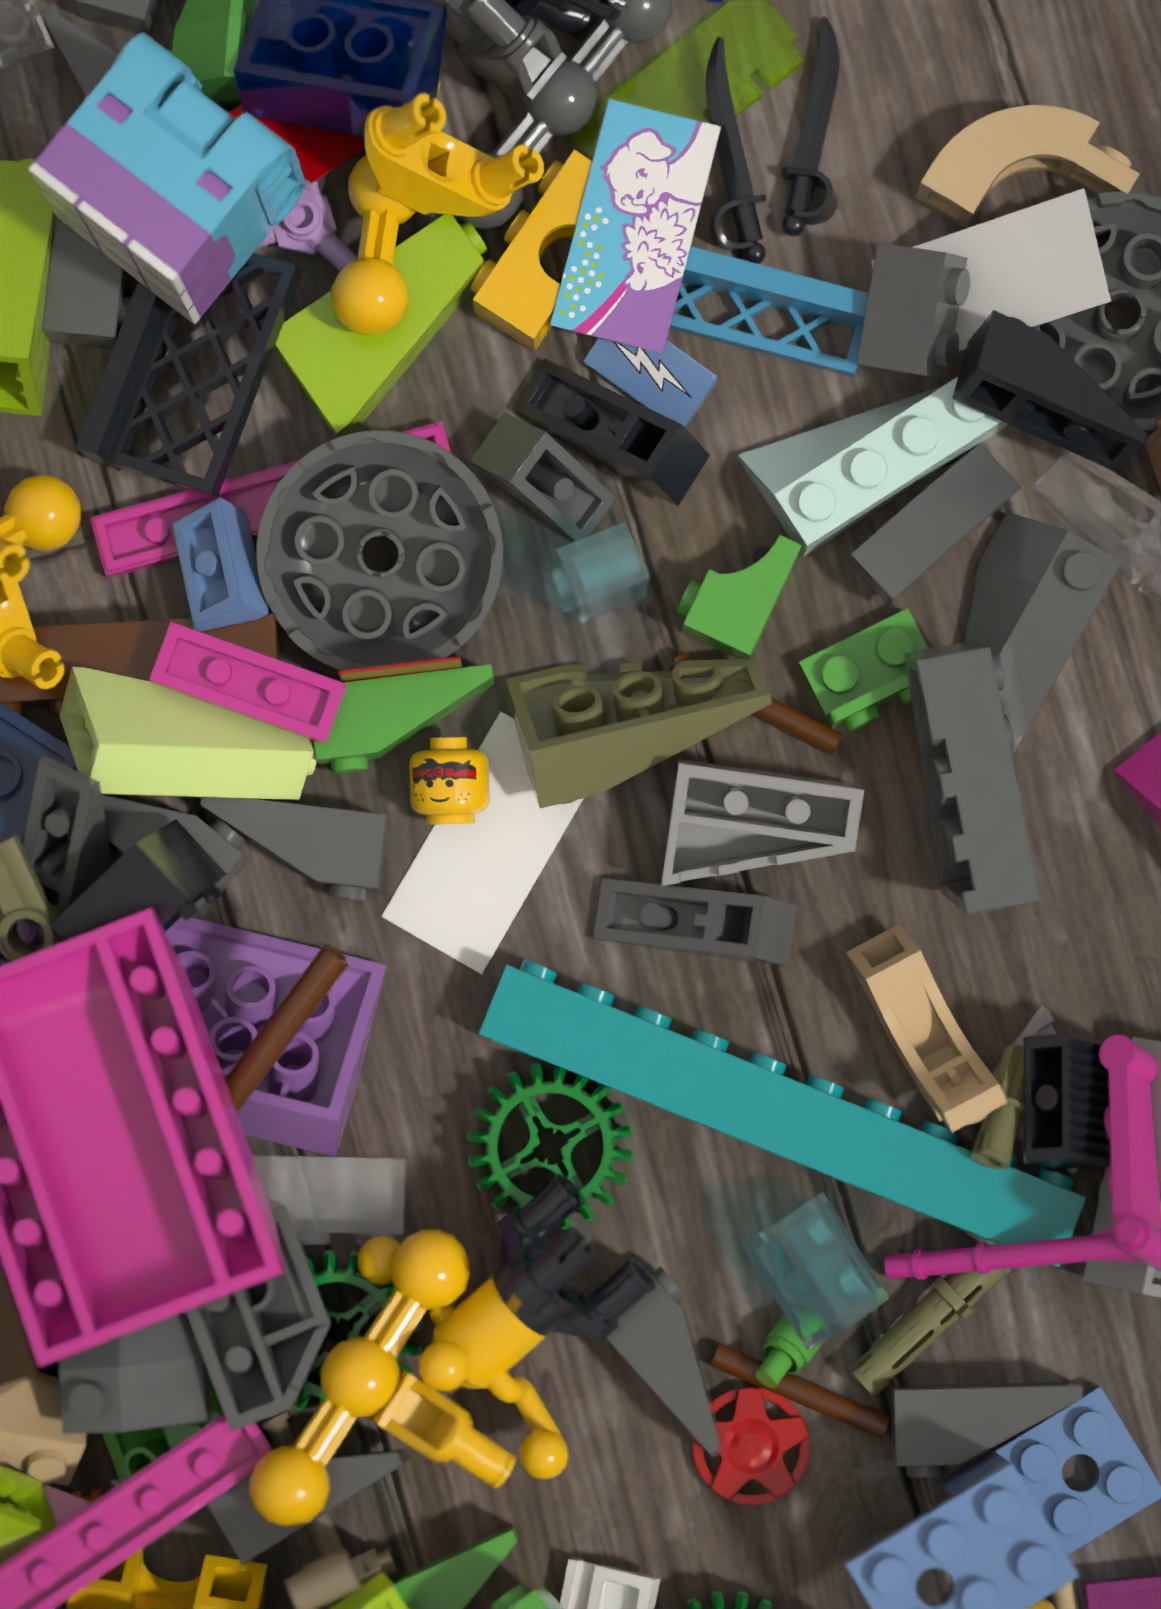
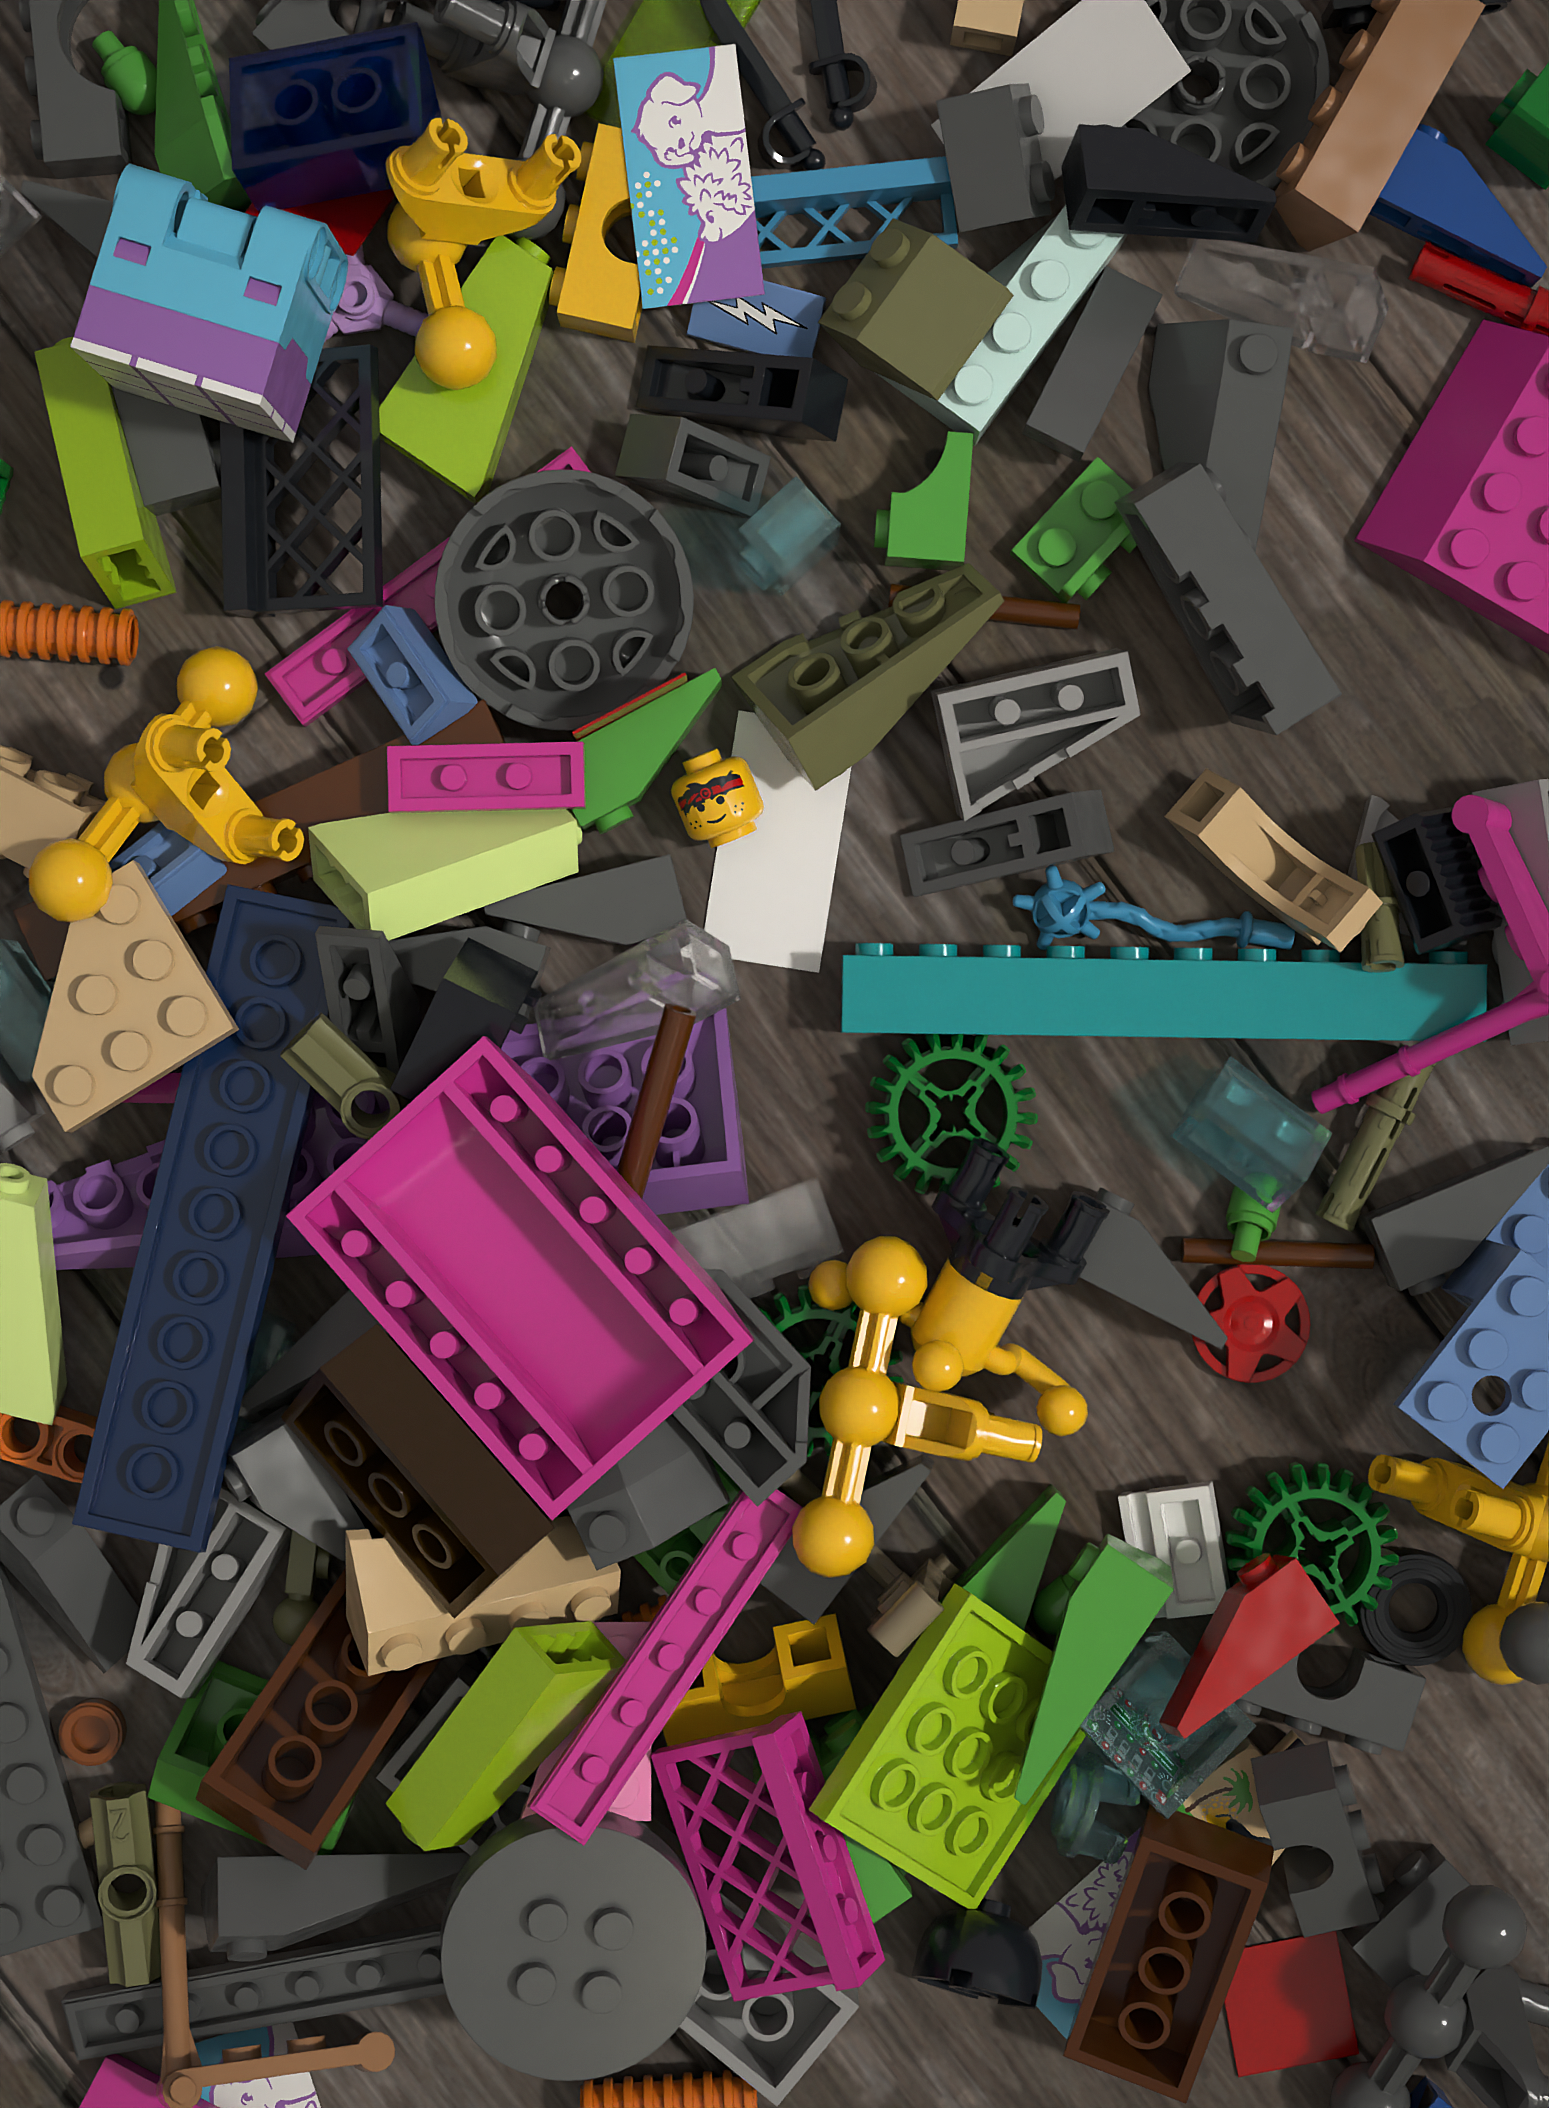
camera: 25 degrees left, 5 degrees up
(294, 924) = (629, 992): none -> clear slope
(725, 1001) = (1065, 908): none -> dark azure piece
(790, 416) = (914, 309): none -> olive slope

